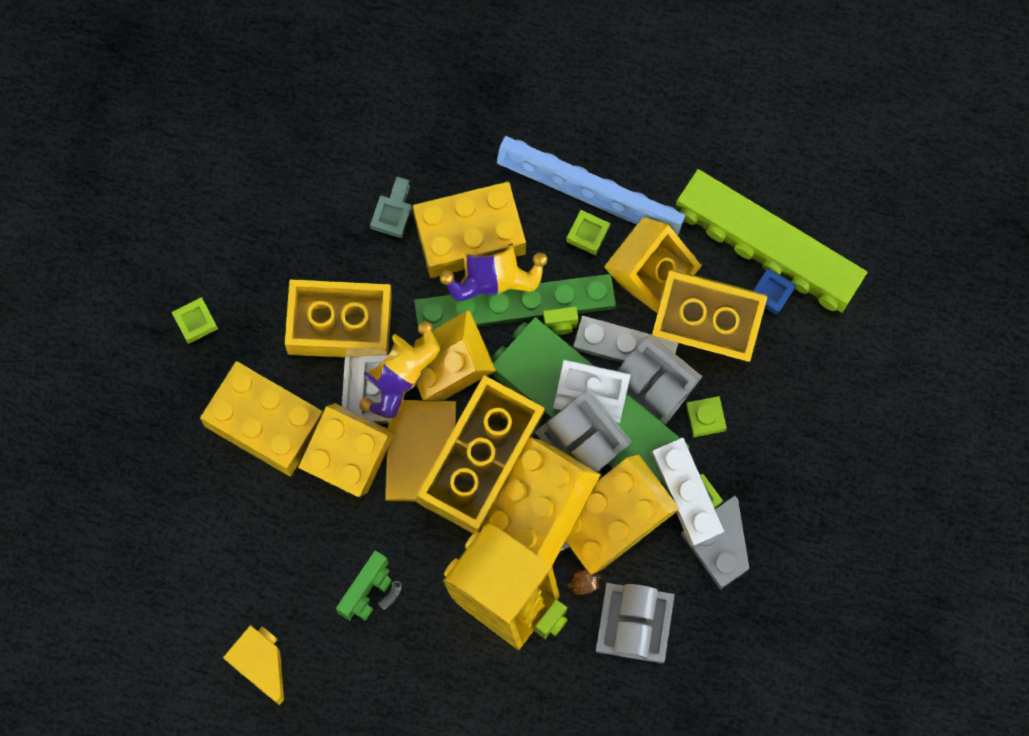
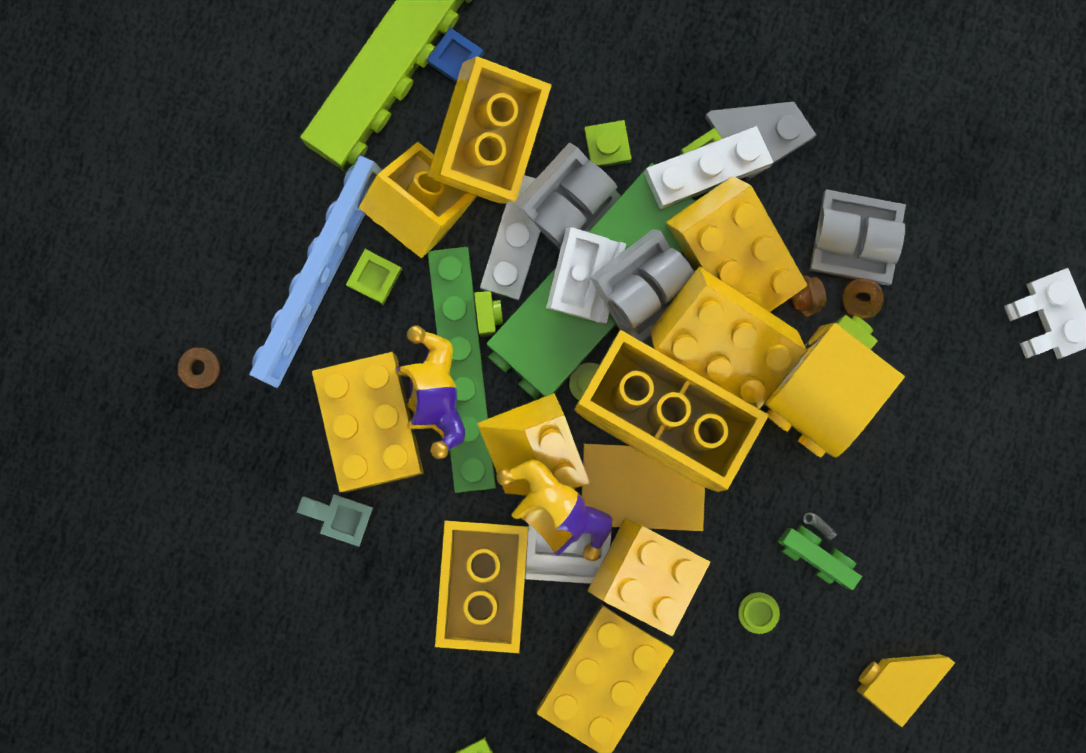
camera: 85 degrees left, 10 degrees up
(318, 545) = (758, 613): none -> lime plate
(514, 110) = (211, 368): none -> clear orange plate
(575, 625) = (863, 309): none -> clear orange plate

